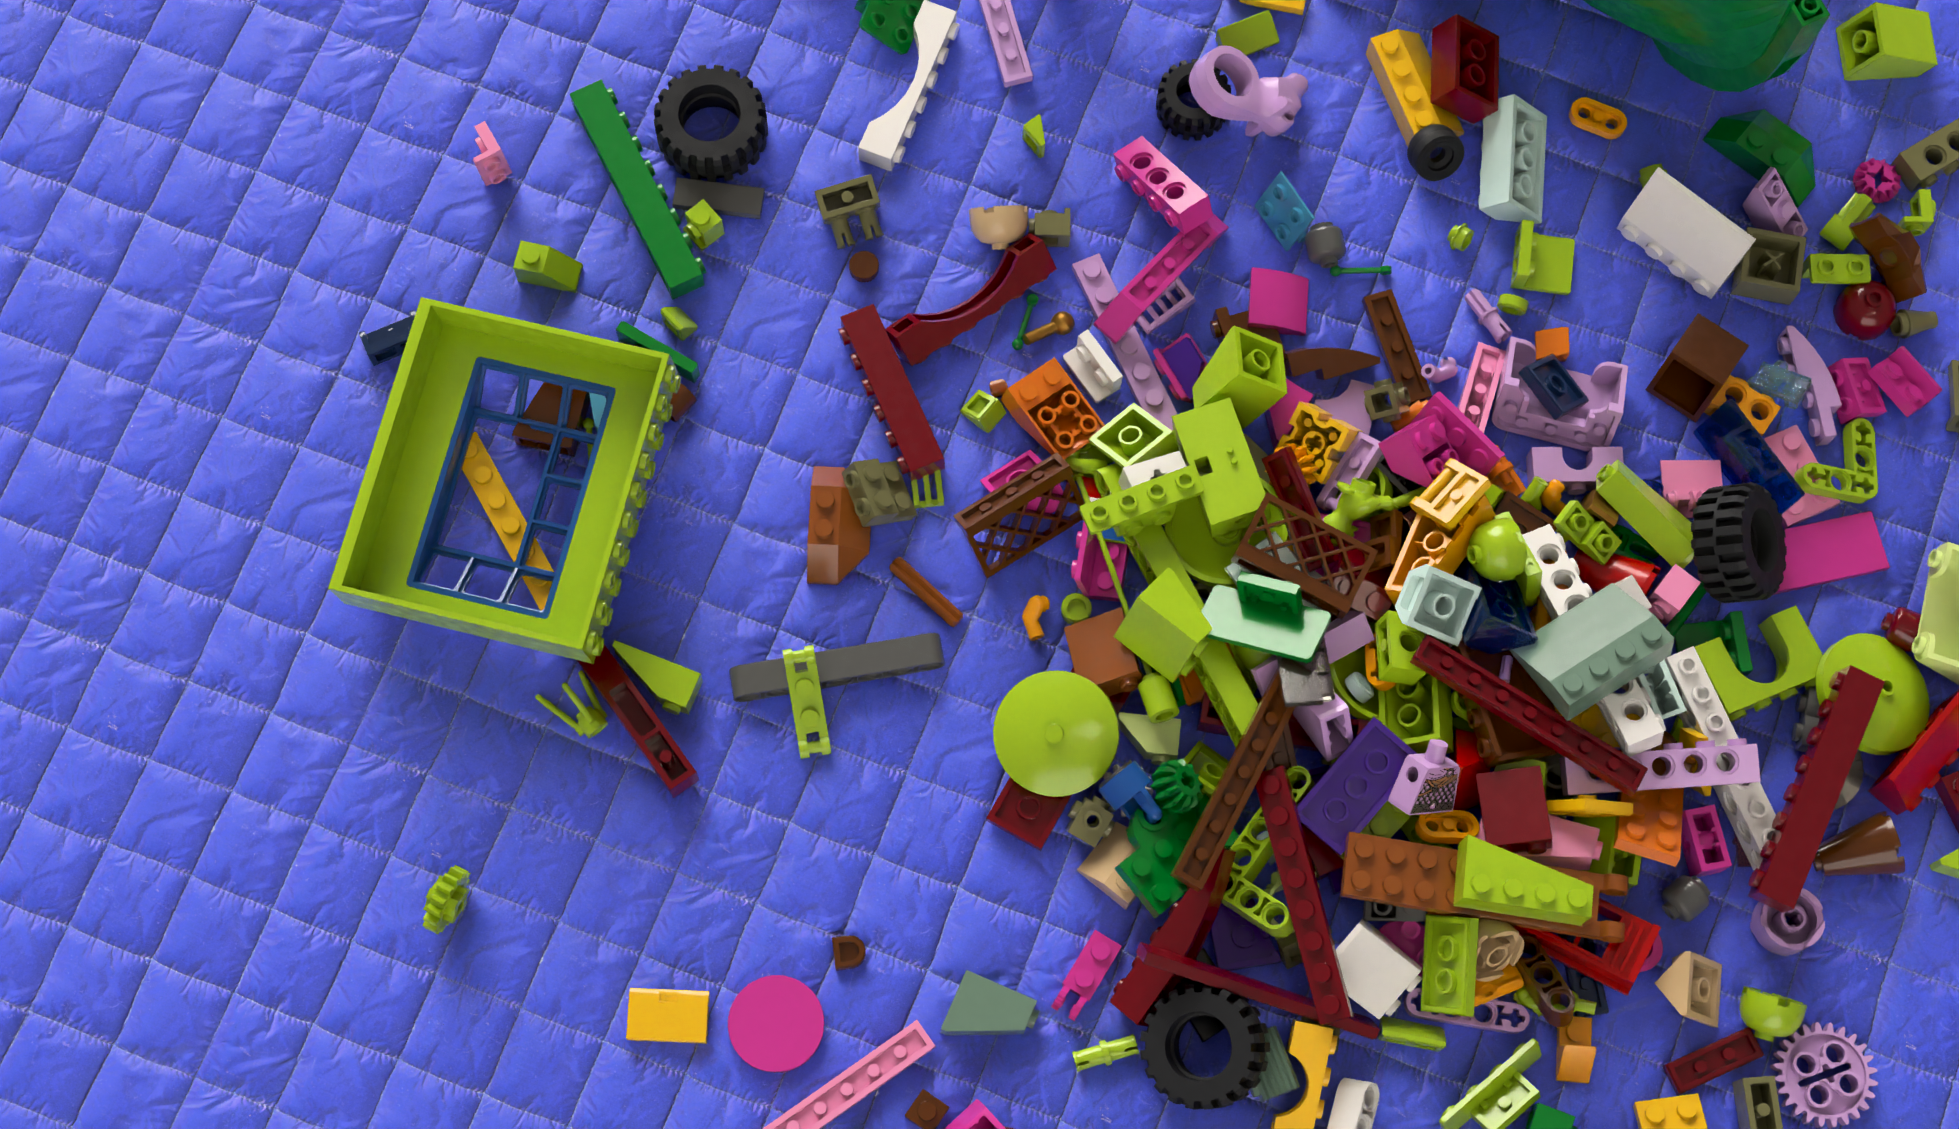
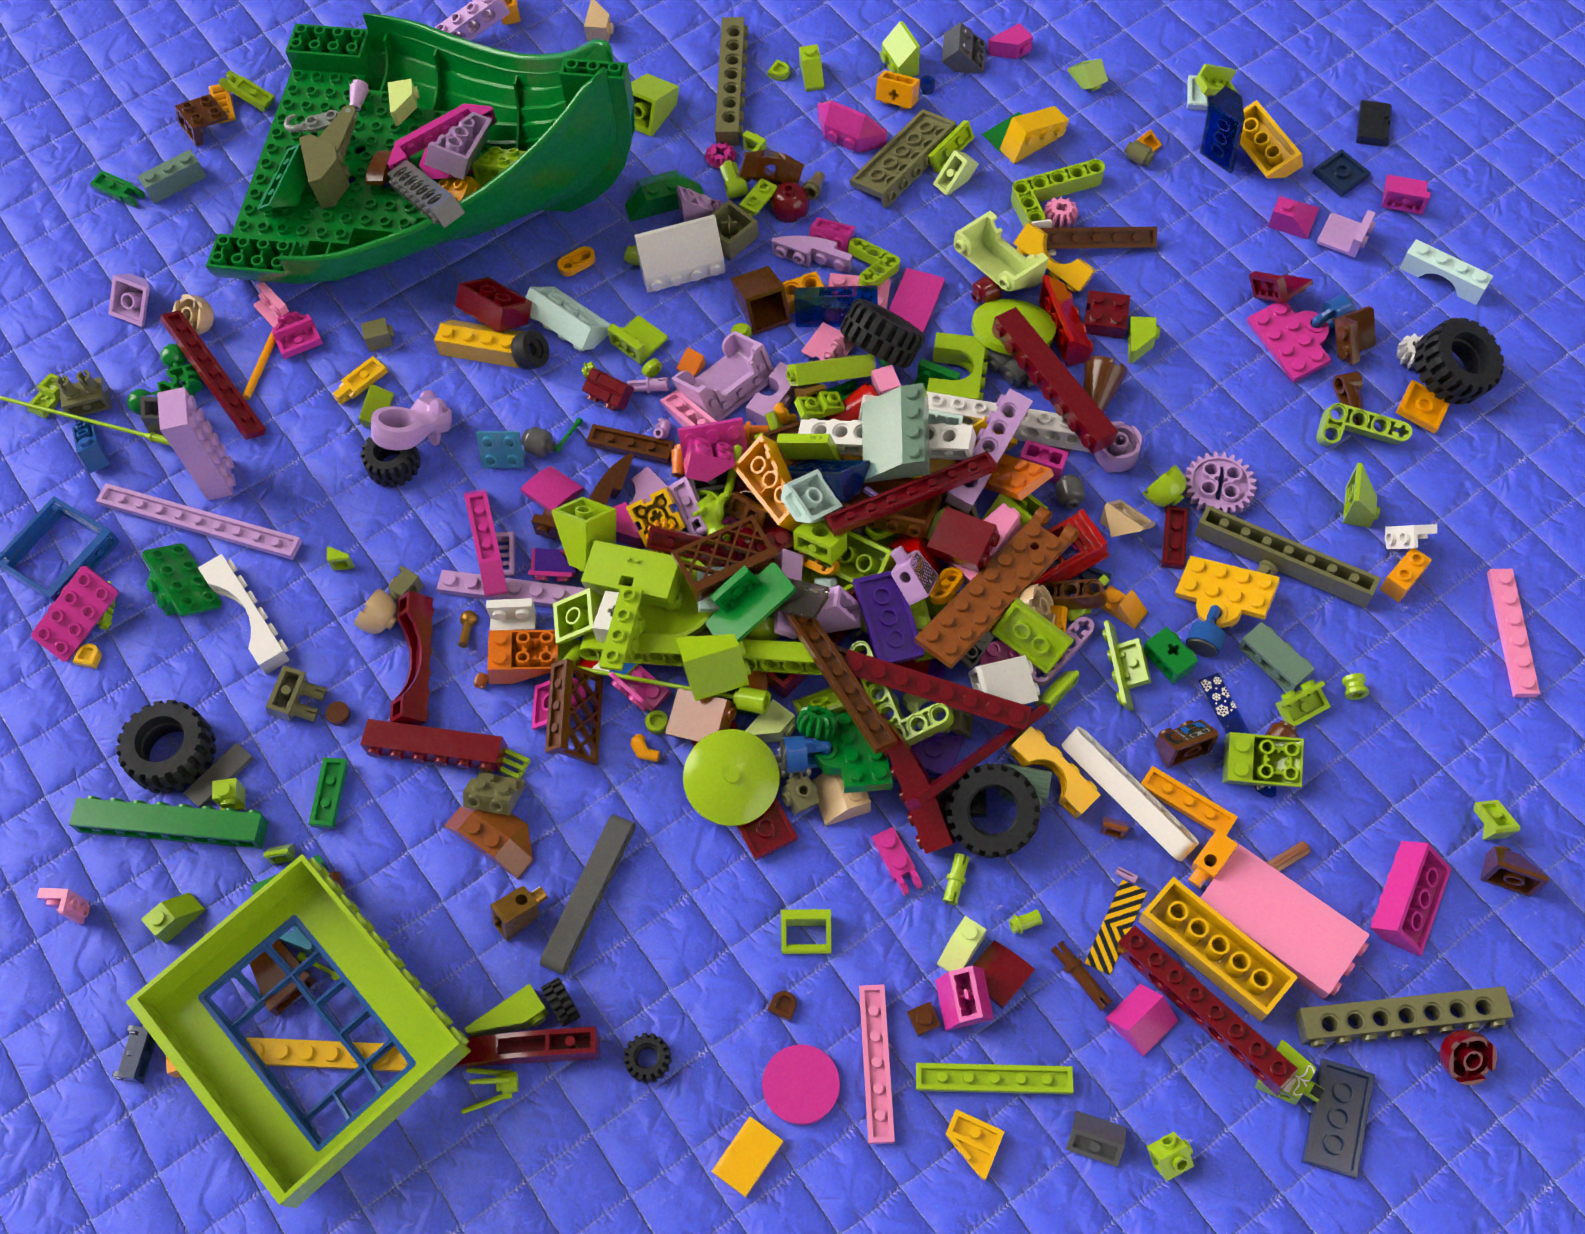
camera: 50 degrees left, 10 degrees down
(702, 718) = (560, 1002): none -> black tyre
(703, 865) = (647, 1042): none -> black tyre
(758, 605) = (516, 910): none -> pearl gold torso
(771, 322) = (328, 793): none -> green plate
(806, 701) = (598, 924): lime plate -> none
(926, 591) = (579, 806): dark orange axle -> none
(955, 915) = (806, 917): none -> lime tile
(983, 410) = (488, 699): lime slope -> none
(988, 1009) = (880, 935): sand green slope -> none
(1030, 1105) = (962, 945): none -> yellowish green slope
(1032, 301) = (441, 628): green hinge -> none
(1162, 185) = (430, 503): dark pink brick -> none
(1377, 400) = (654, 471): olive brick -> none
(1446, 274) = (607, 389): none -> dark red brick
(1455, 498) = (752, 449): yellow plate -> none
(1497, 550) = (799, 450): lime cylinder -> none
(1513, 885) = (1011, 563): lime wedge -> none
(1553, 386) = (718, 373): dark blue tile -> none
(1589, 807) = (988, 497): yellow plate -> none
(1638, 373) = (742, 328): none -> lime plate
(1781, 383) = (802, 262): clear light blue hips -> none
(1905, 381) = (845, 206): dark pink bracket -> none

